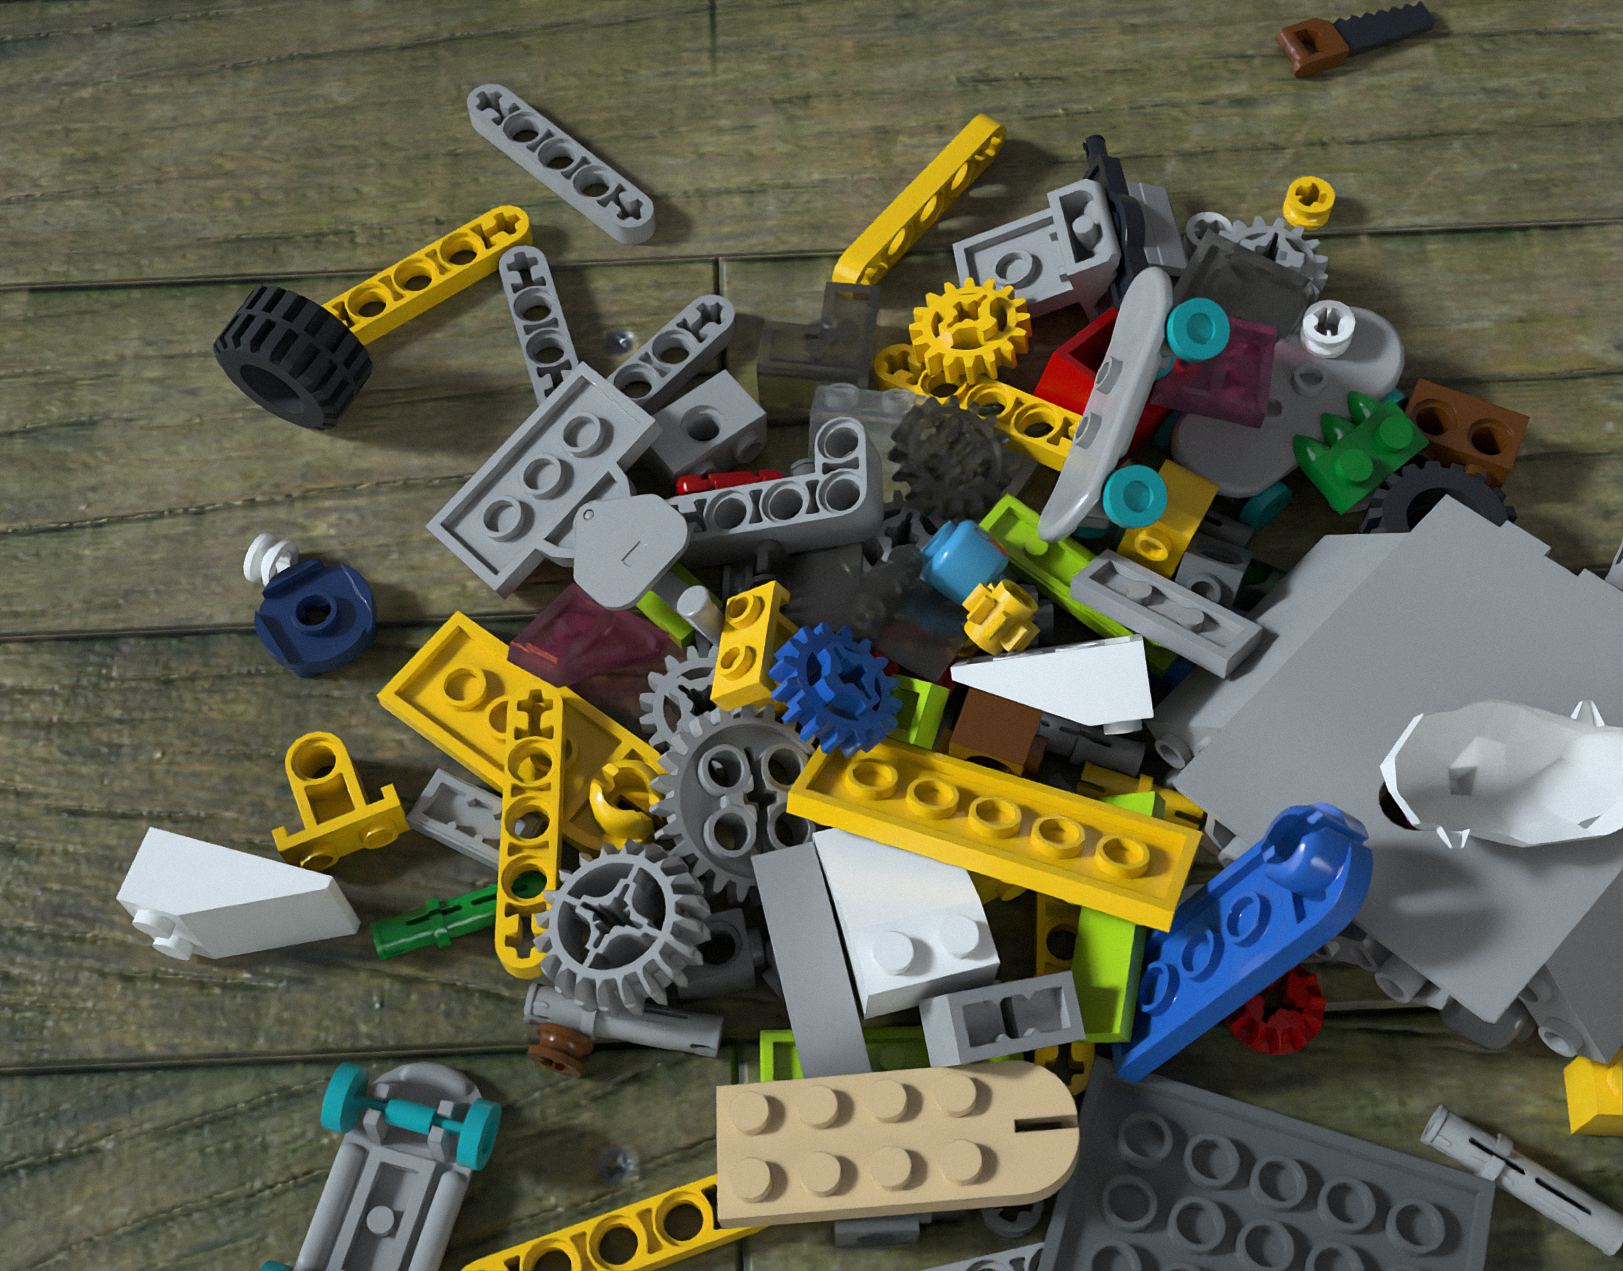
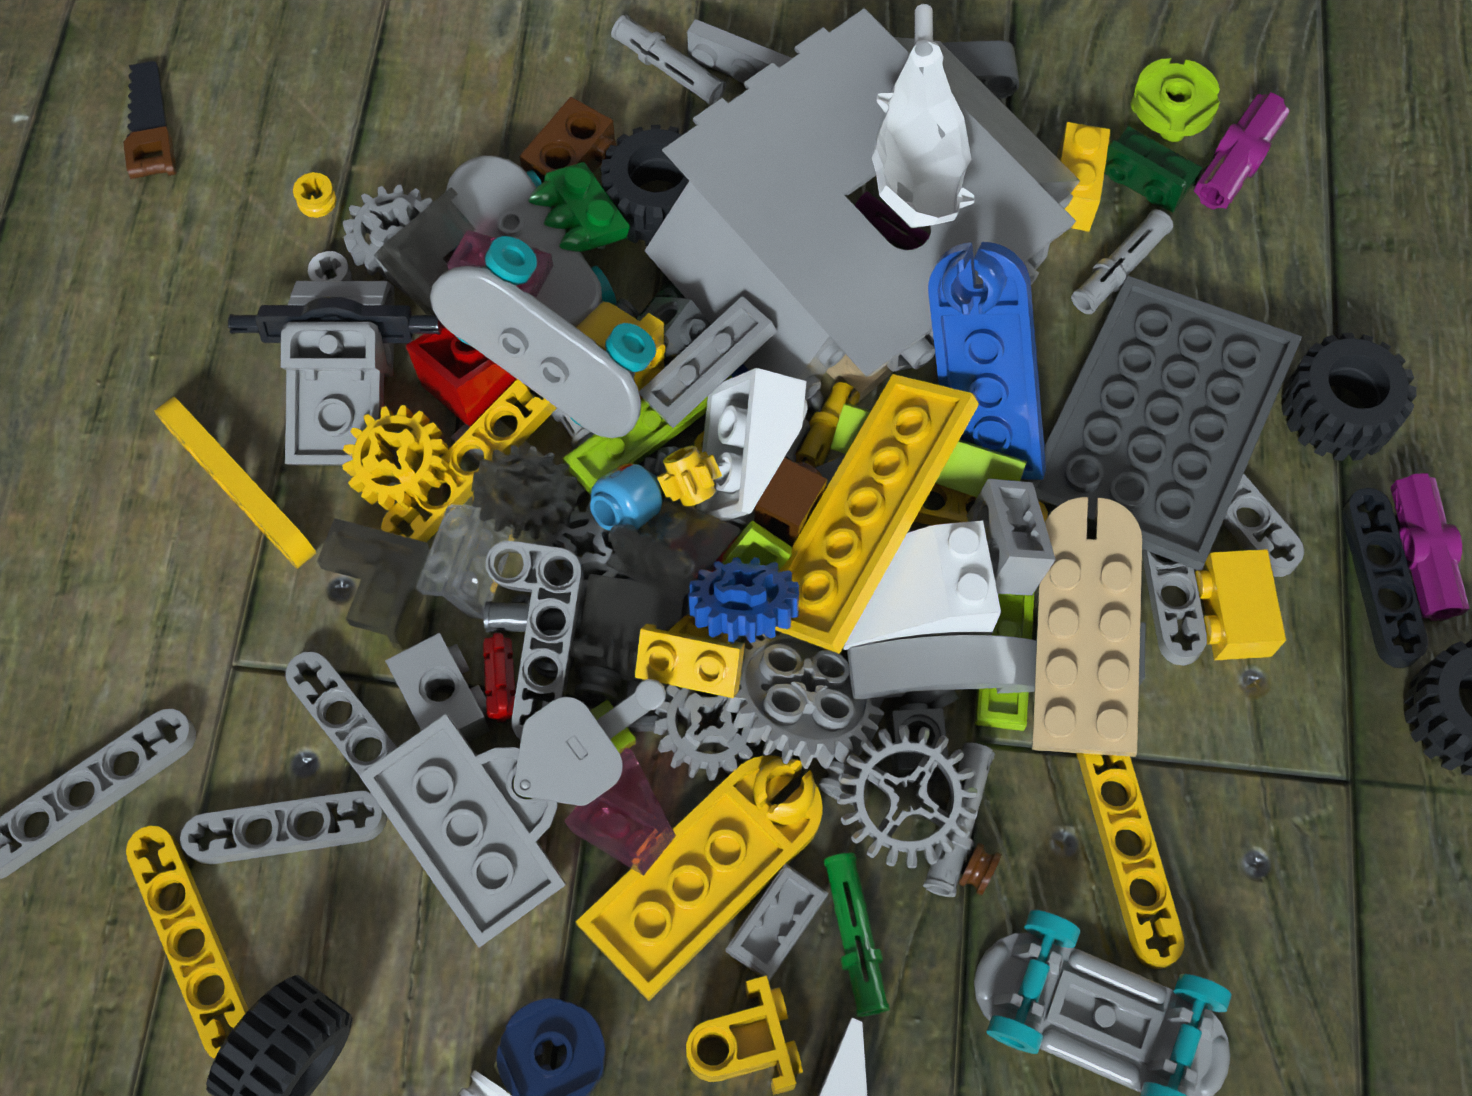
camera: 85 degrees left, 5 degrees up
(523, 797) = (773, 878): yellow beam -> none
(1327, 312) = (479, 189): white bush -> none

